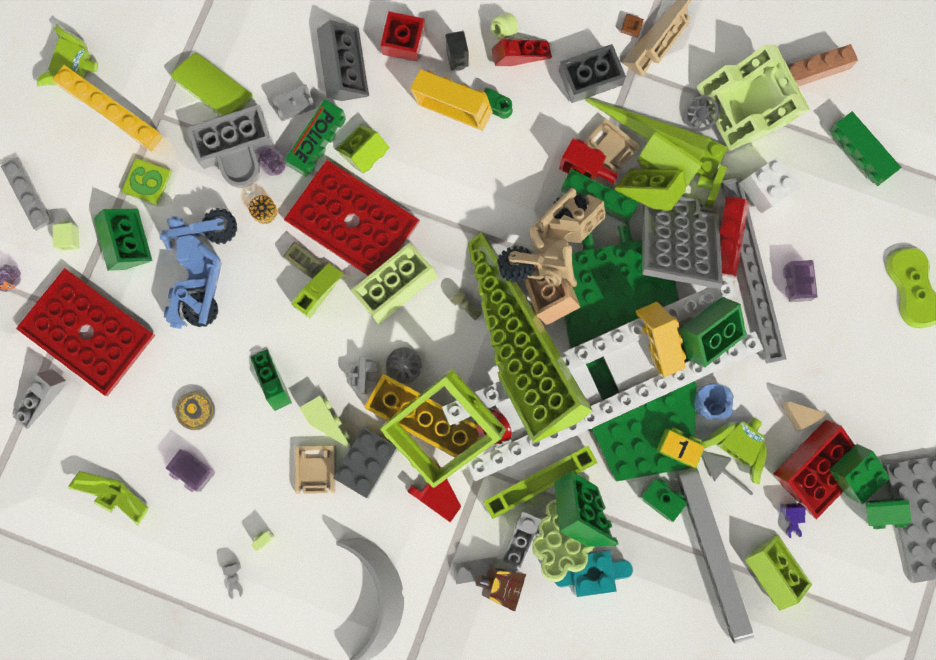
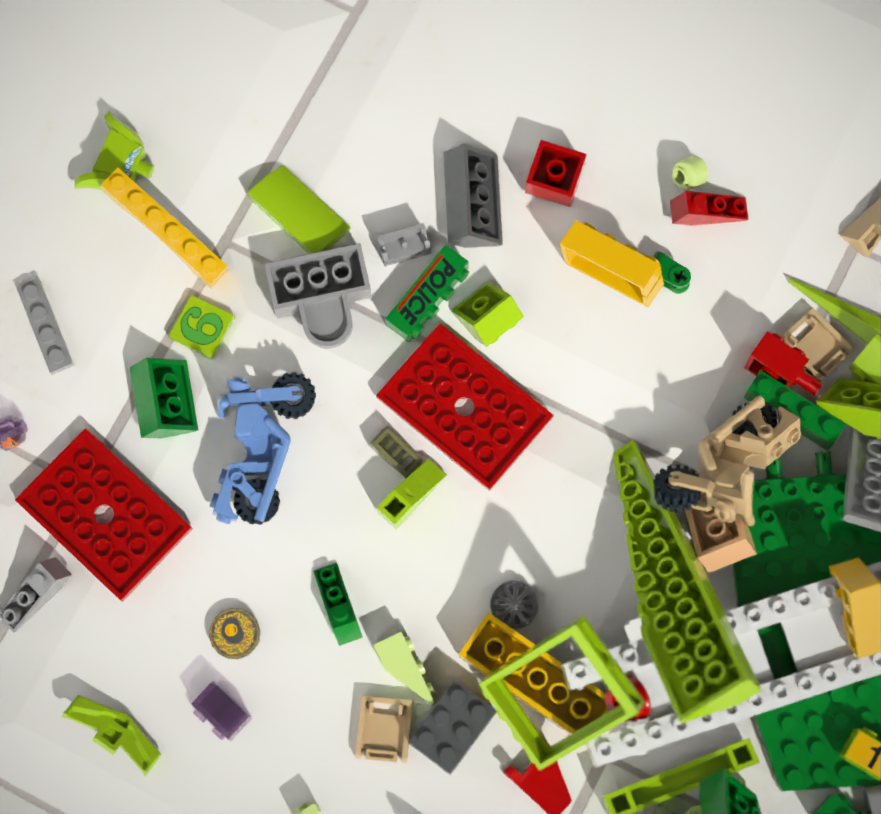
camera: 10 degrees right, 5 degrees down
(65, 236) = (91, 386): yellowish green brick -> none
(263, 209) = (349, 379): clear yellow wheel -> none
(272, 162) = (368, 318): clear purple head -> none
(365, 385) = (465, 600): light grey hips -> none
(394, 283) = (513, 495): yellowish green slope -> none
(457, 50) = (625, 199): pearl dark grey brick -> none
(465, 304) = (611, 543): olive piece -> none
(592, 73) = (799, 247): dark grey brick -> none
(632, 25) = (858, 189): dark orange tile -> none

